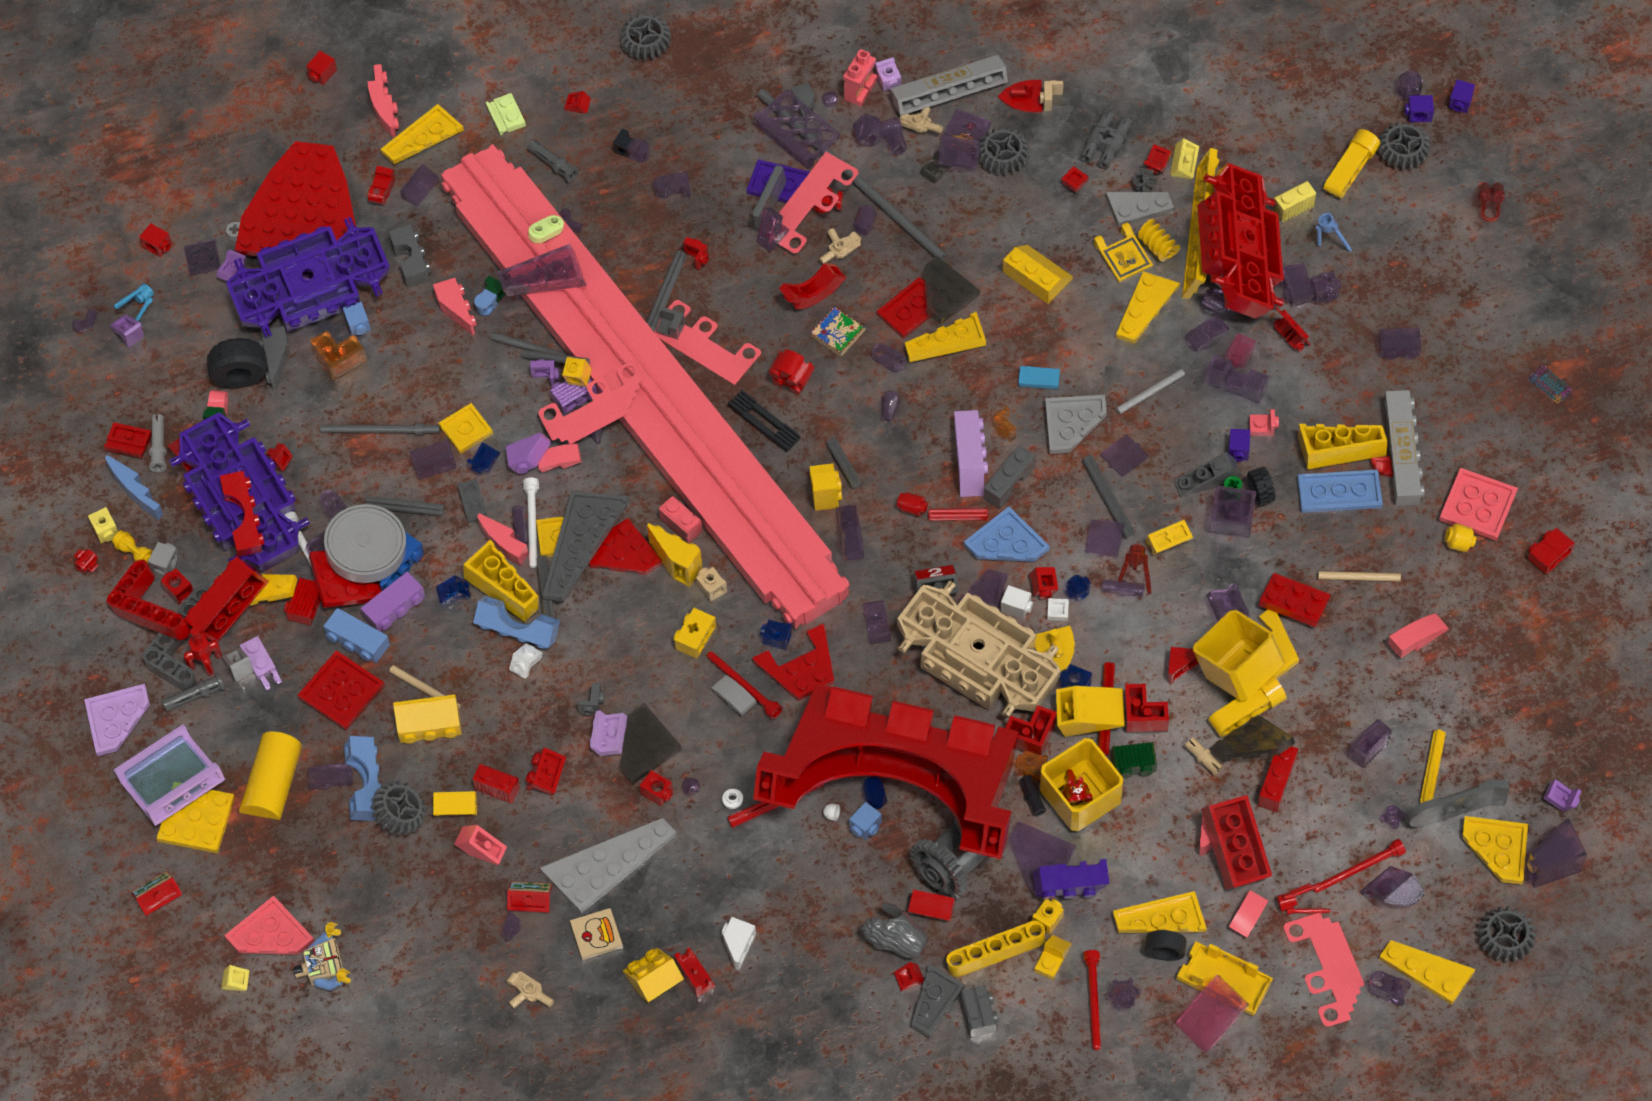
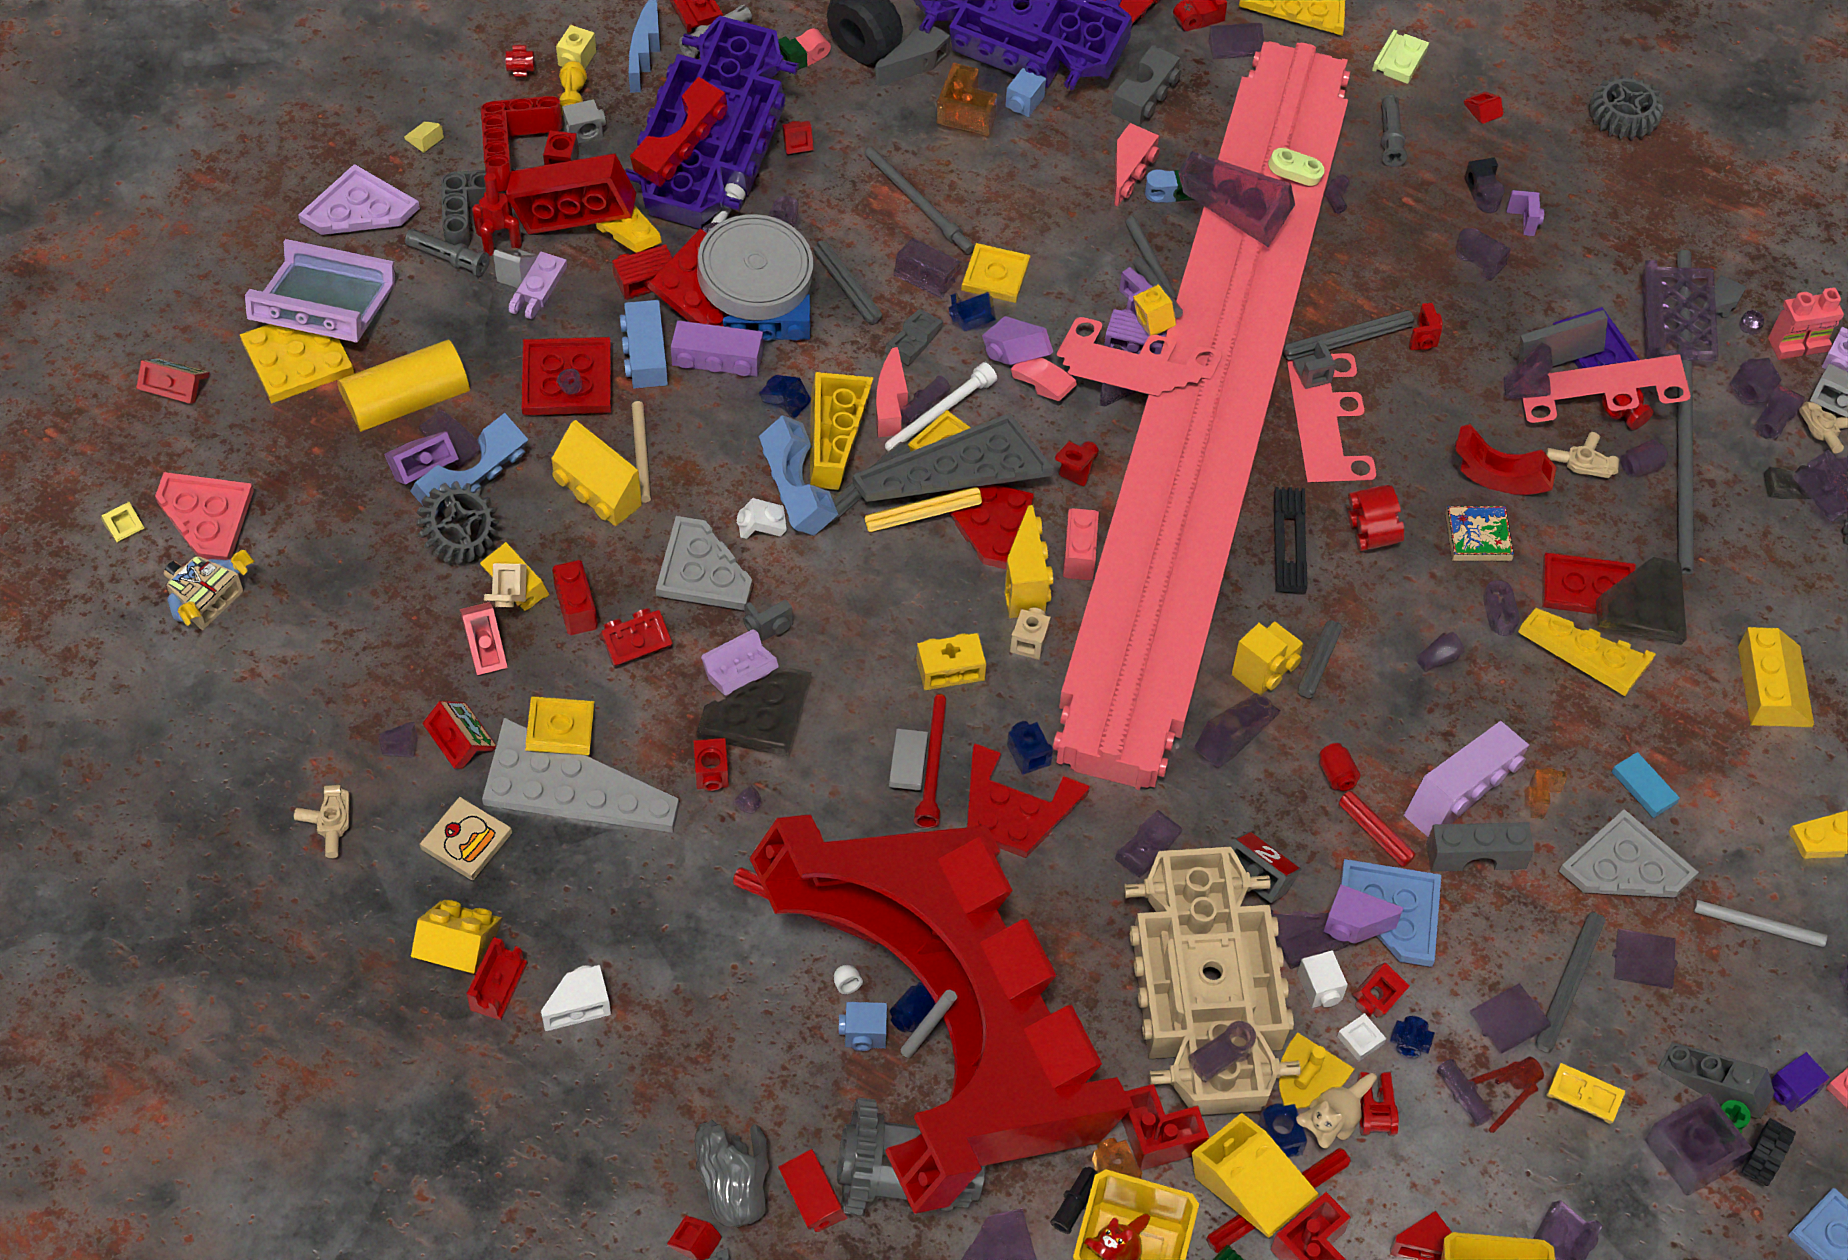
camera: 45 degrees right, 5 degrees down
(91, 649) = (425, 135): none -> light yellow slope
(335, 799) = (420, 456): none -> medium lavender slope
(355, 685) = (564, 381): none -> hinge
(465, 808) = (508, 584): none -> tan bracket
(530, 710) = (701, 568): none -> light grey plate
(569, 844) = (559, 725): none -> yellow tile
(591, 577) = (923, 509): none -> yellow axle
(629, 481) = (1077, 461): none -> red bracket
(669, 140) = (1529, 205): none -> medium lavender bracket
(895, 789) = (928, 1023): none -> light grey bar
(1000, 559) = (1360, 916): none -> medium lavender slope
(1025, 671) = (1221, 1052): none -> piece
(1087, 649) = (1336, 1112): none -> tan animal
(1102, 634) = (1382, 1115): none -> red piece

